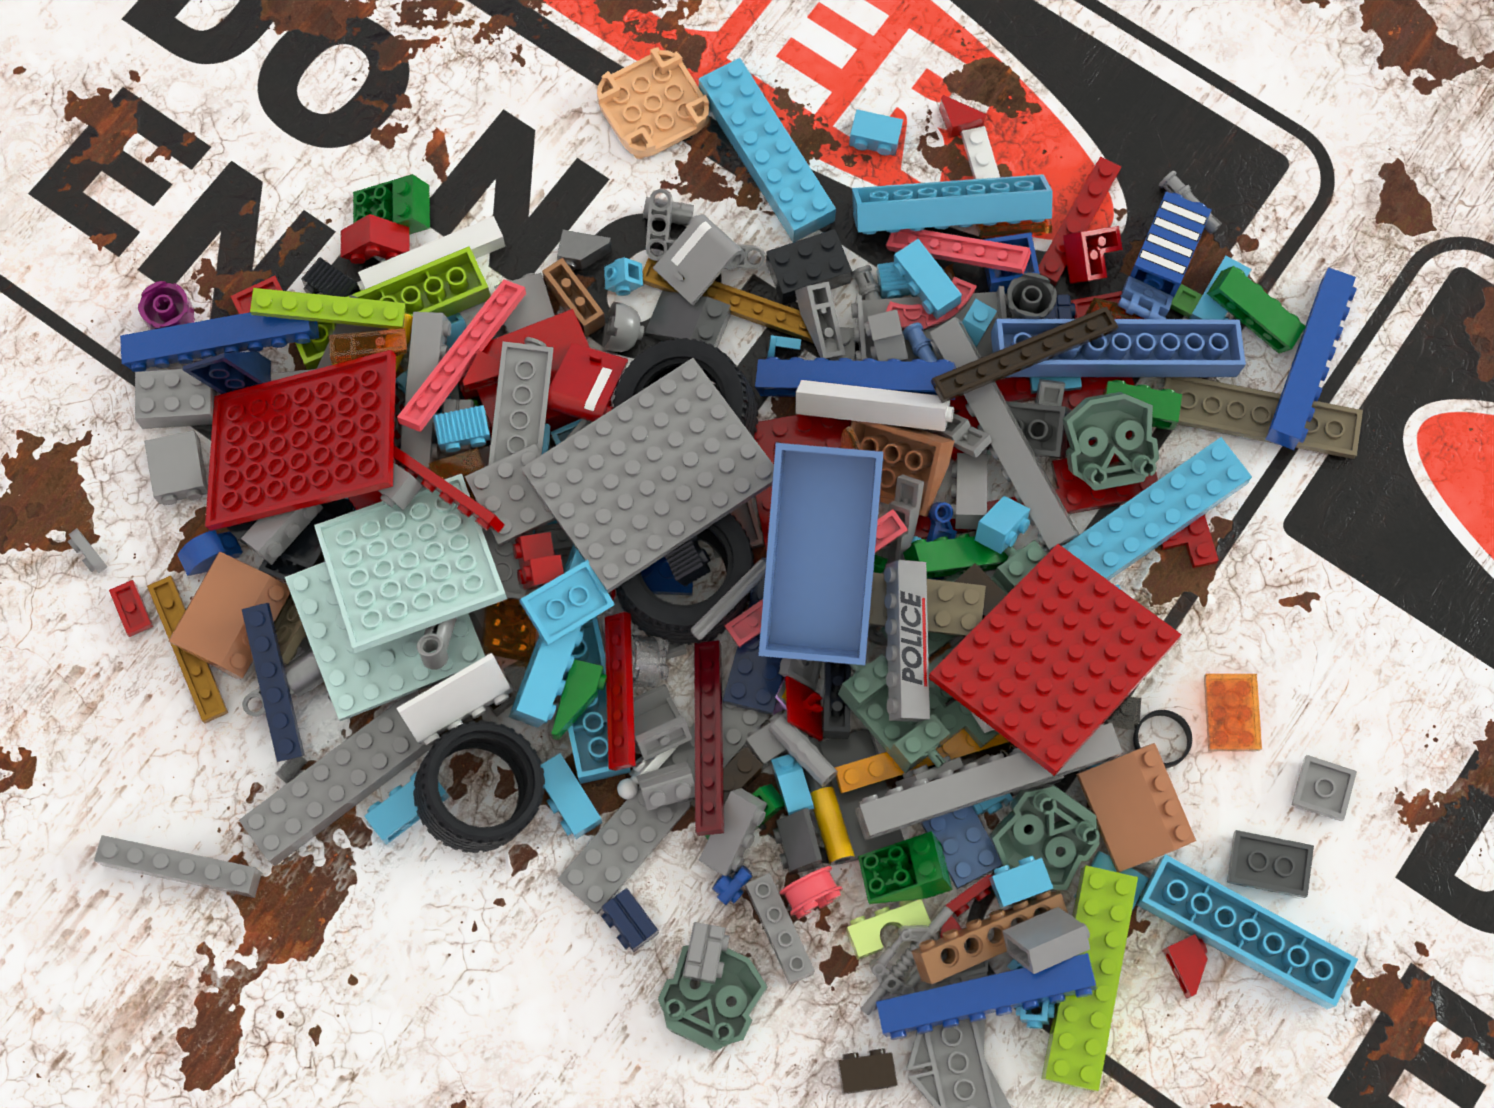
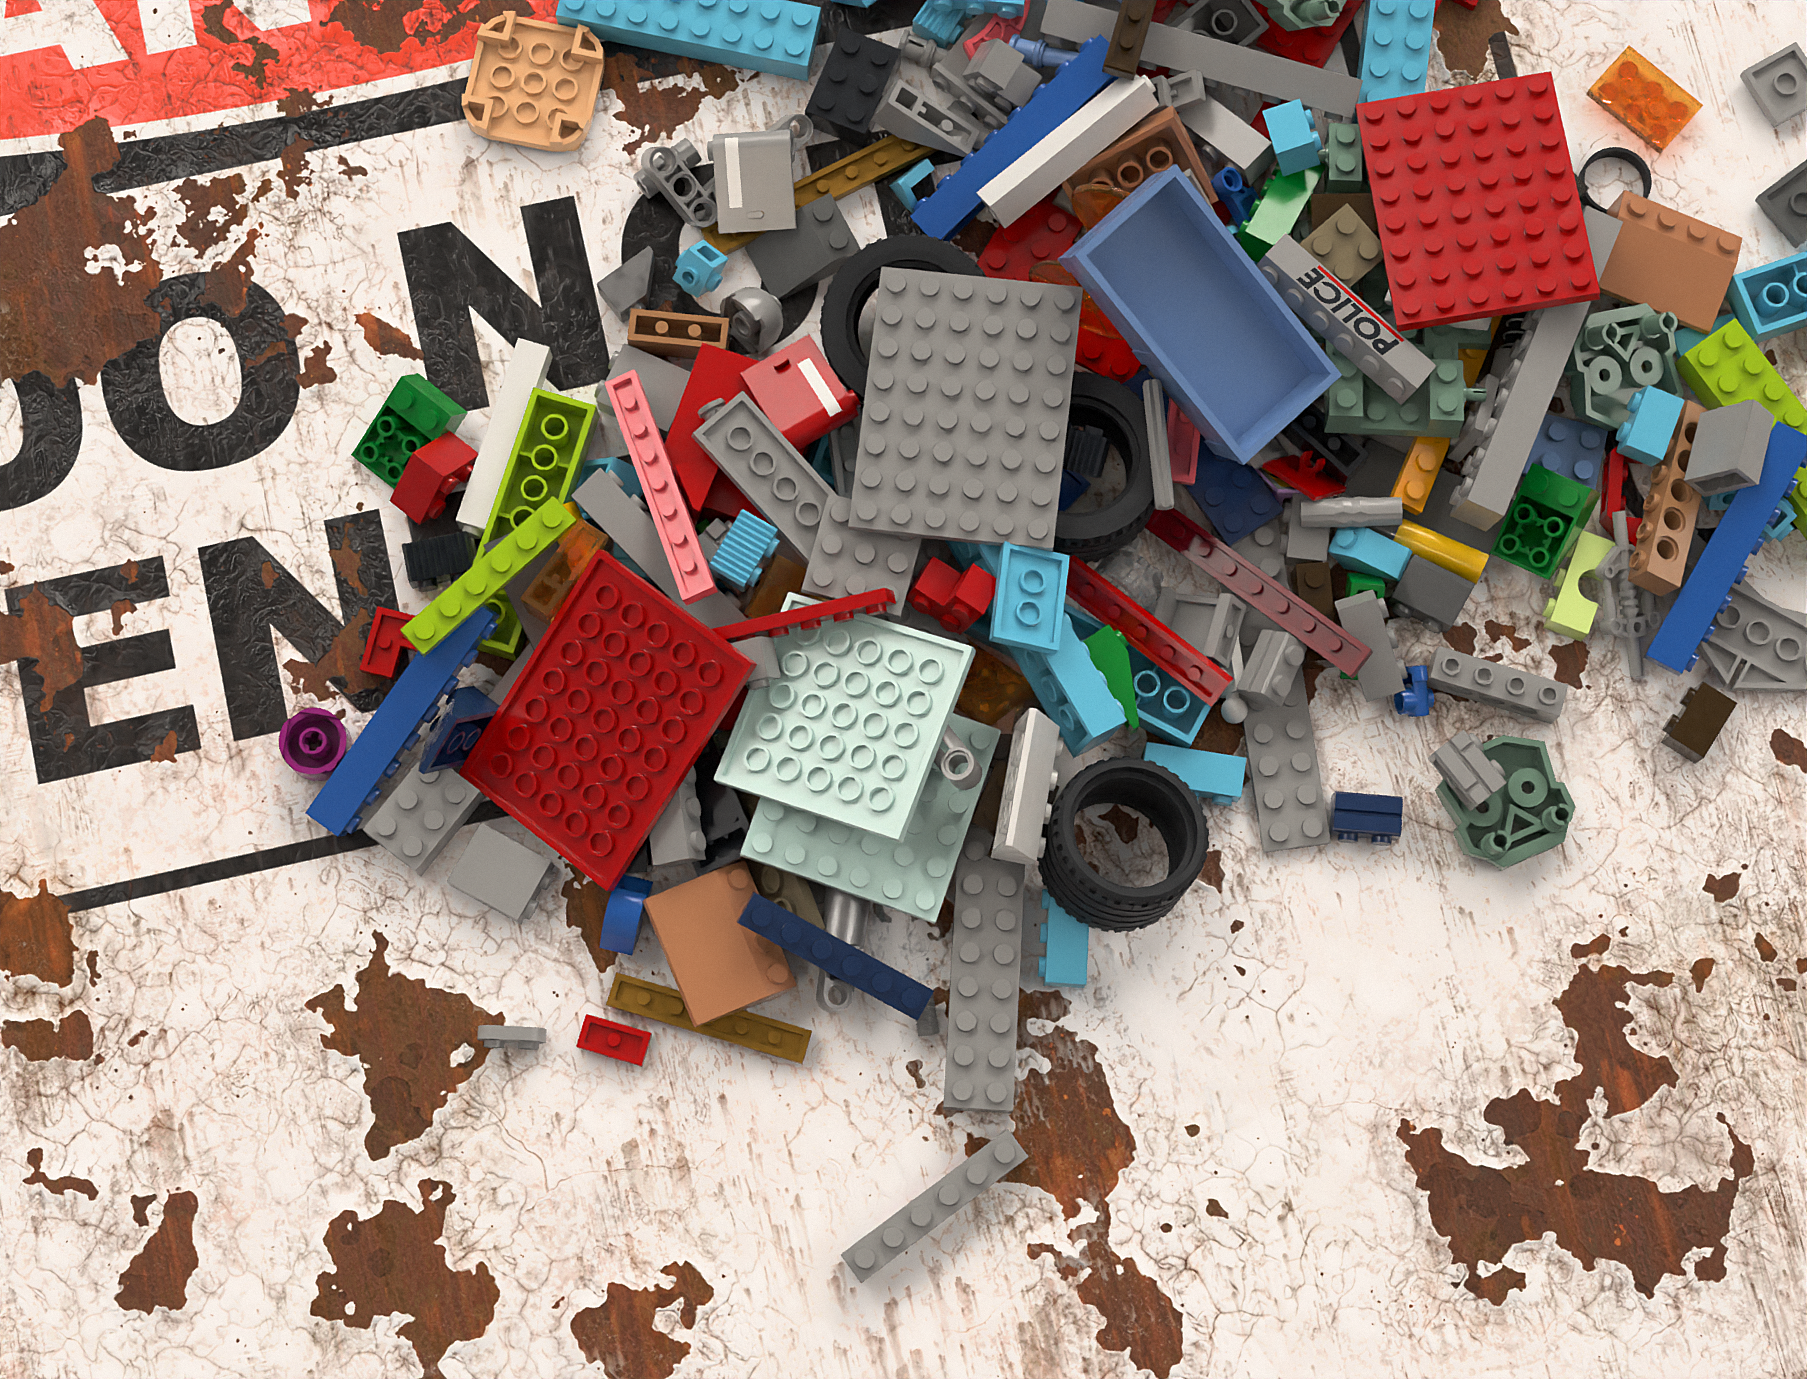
camera: 50 degrees left, 5 degrees up
(811, 891) = (1489, 623): coral wheel -> none

